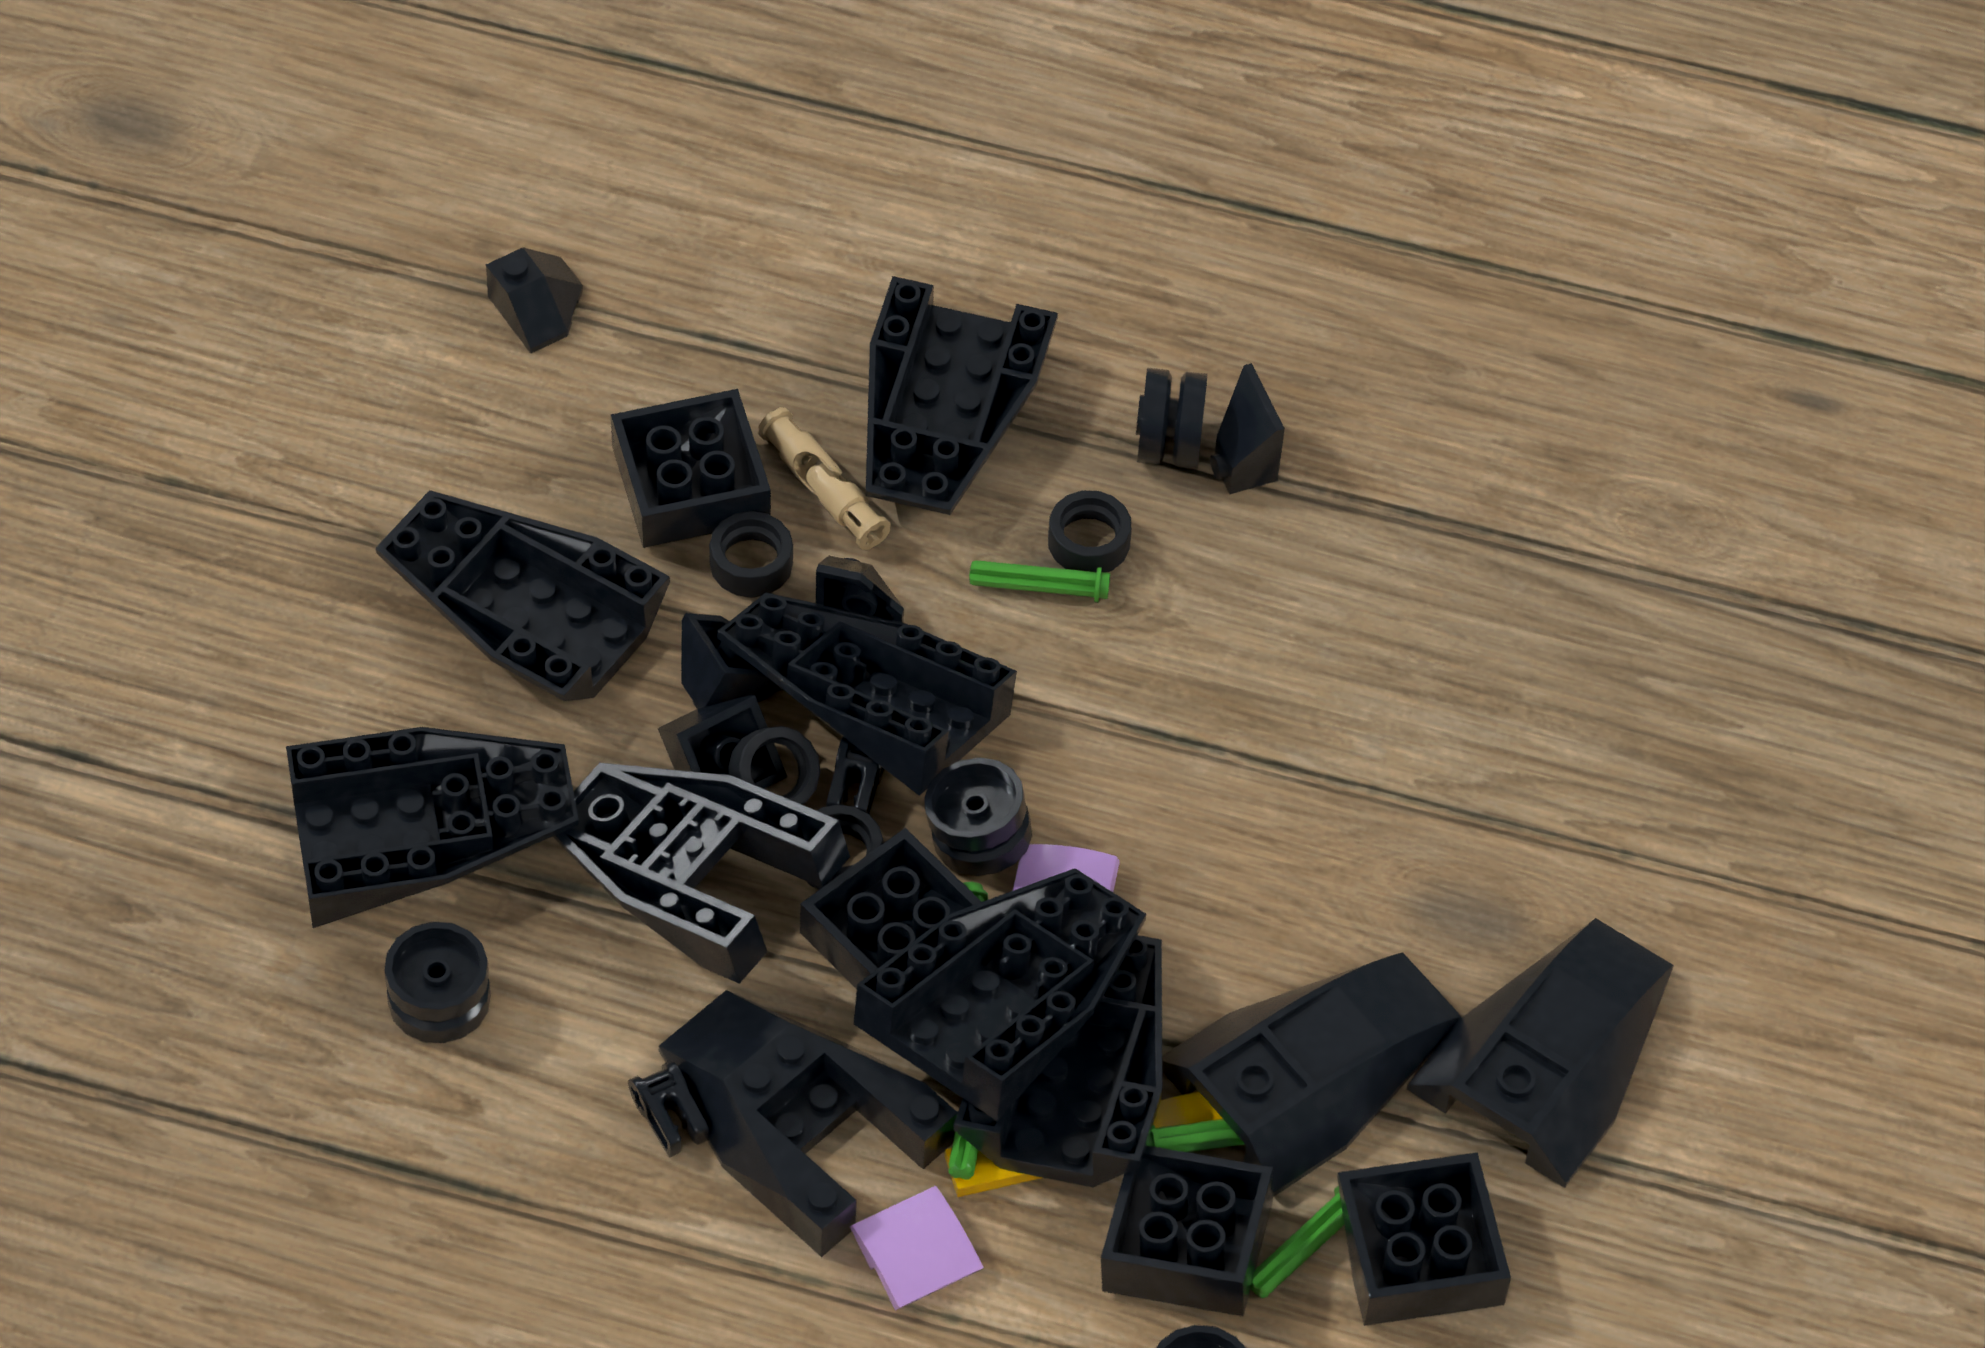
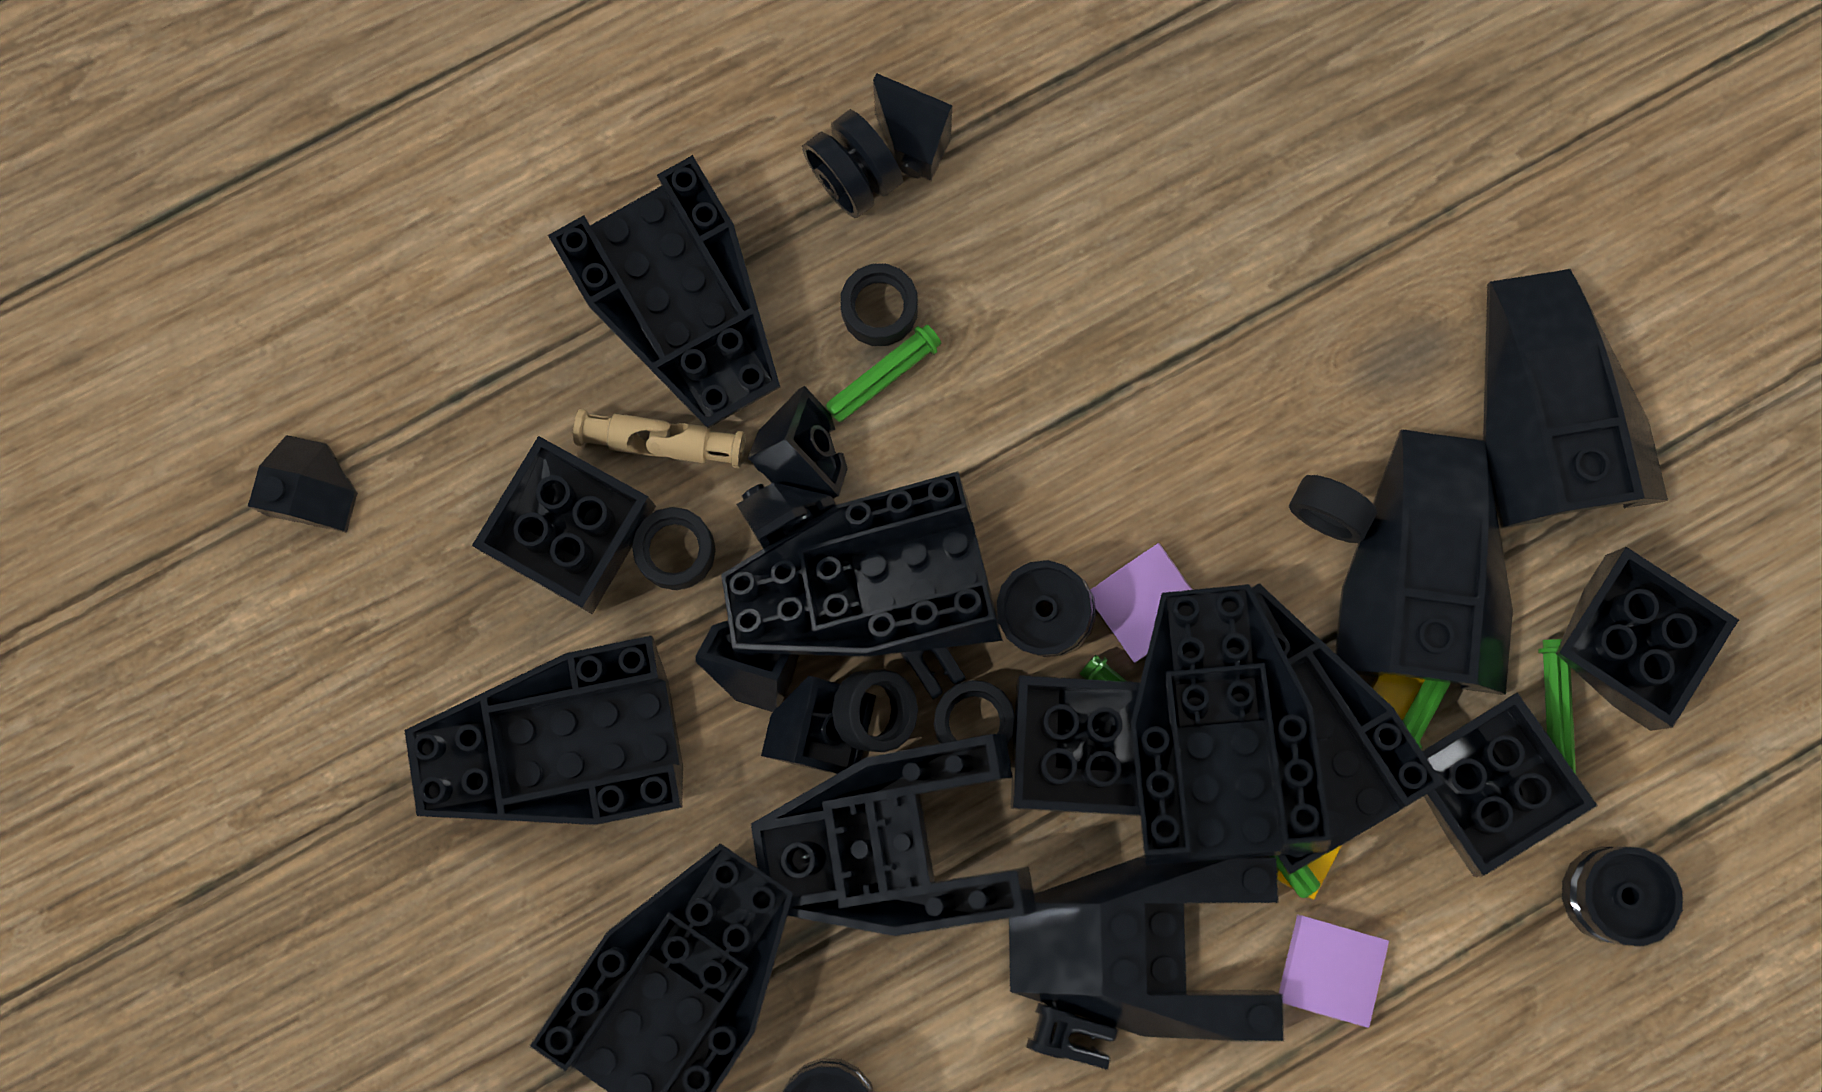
camera: 40 degrees left, 25 degrees up
(922, 568) = (798, 449): none -> black slope
(1277, 942) = (1333, 508): none -> black tyre

